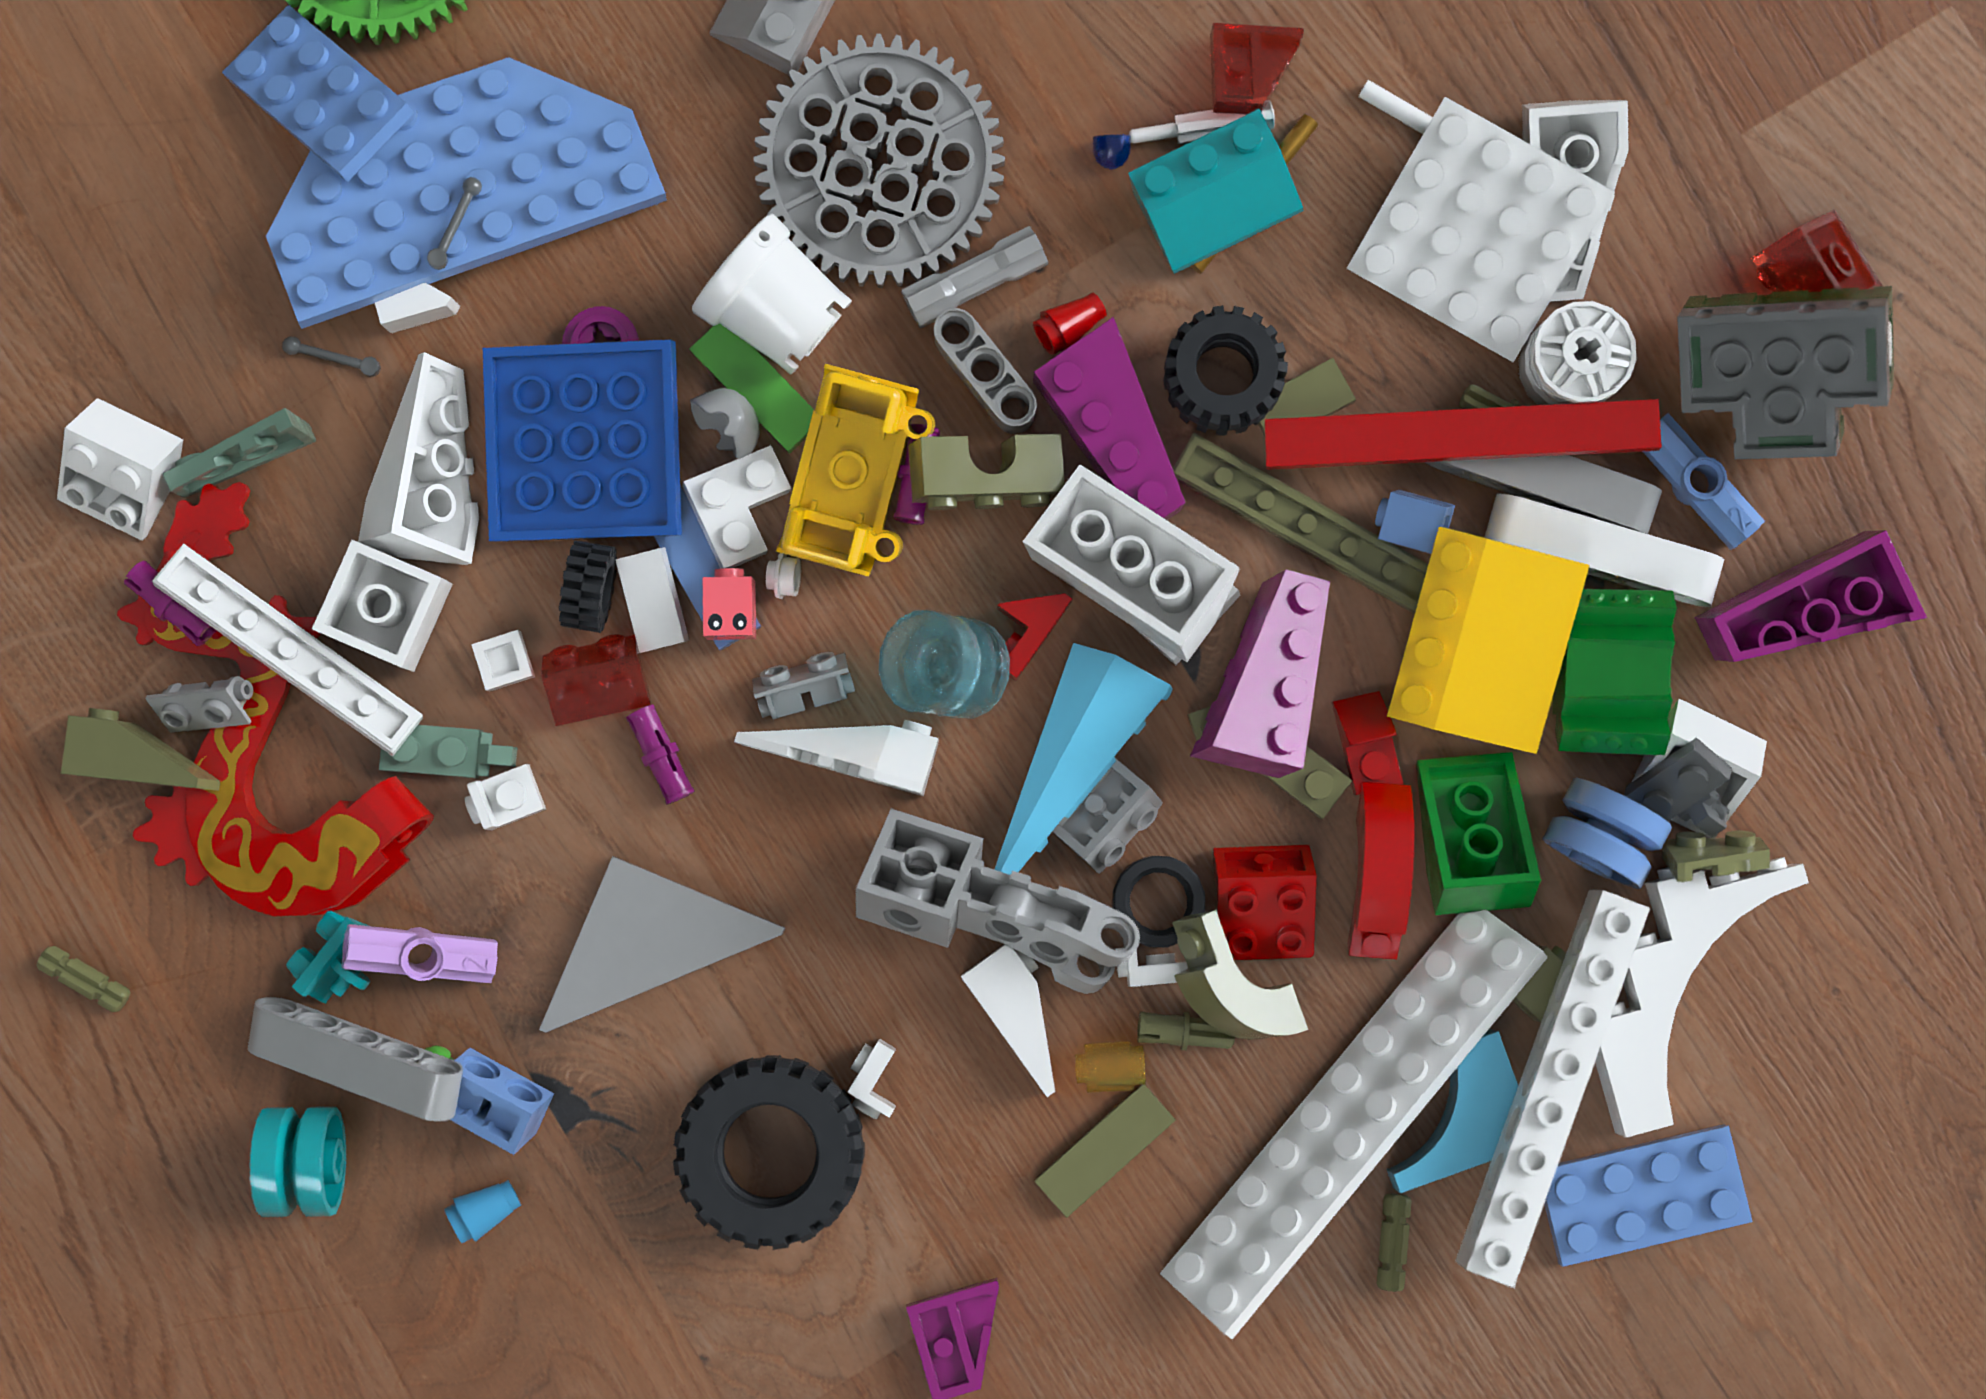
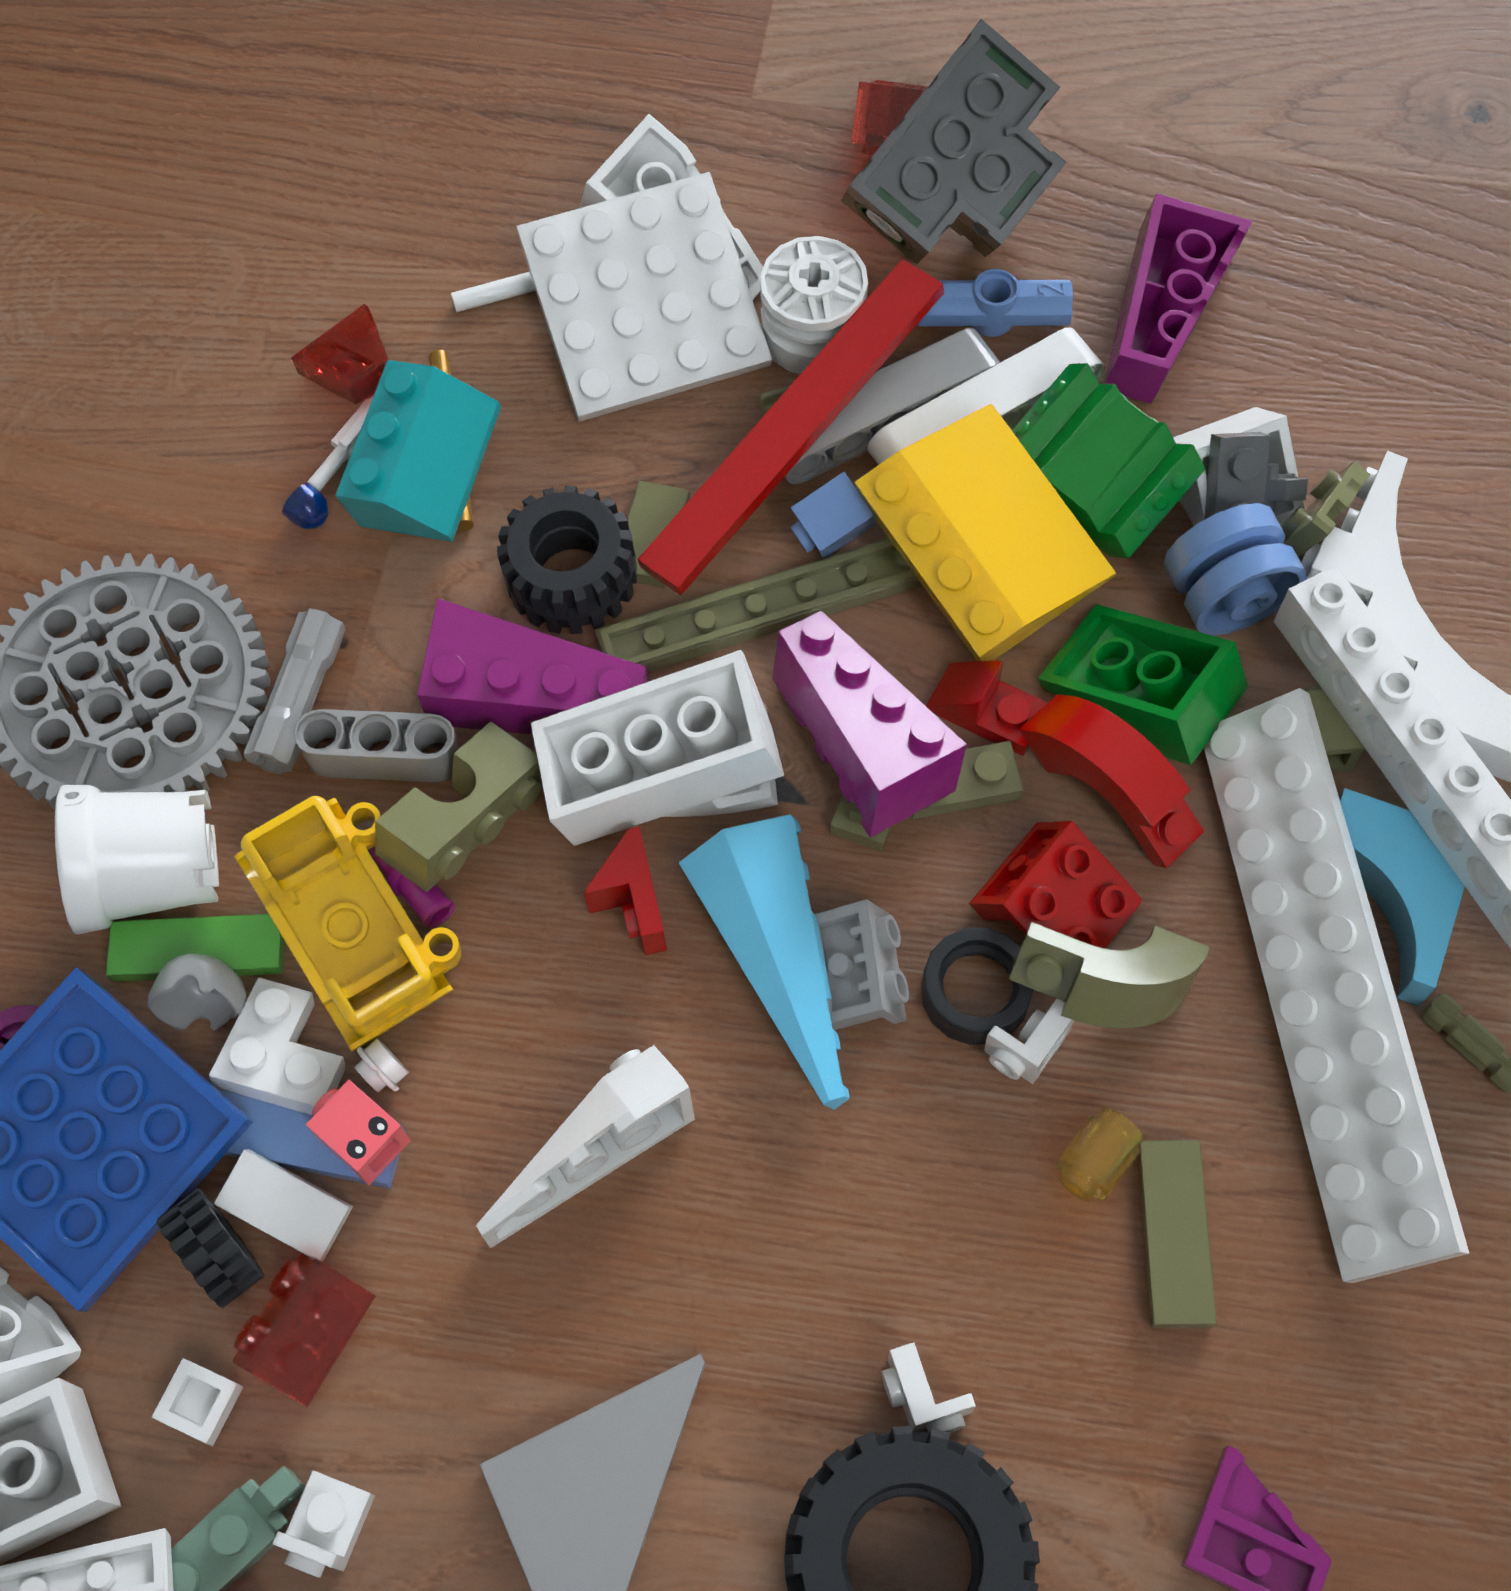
camera: 45 degrees left, 20 degrees down
(660, 754) = (428, 1328): magenta pin -> none
(784, 686) = (479, 1155): light grey hinge -> none
(934, 880) = (784, 1158): light grey brick -> none
(944, 664) = (565, 983): clear light blue wheel -> none
(1012, 1000) = (962, 1195): white slope -> none
(1068, 323) = (405, 651): red cone -> none
(1180, 1031) = (1117, 1065): olive axle -> none

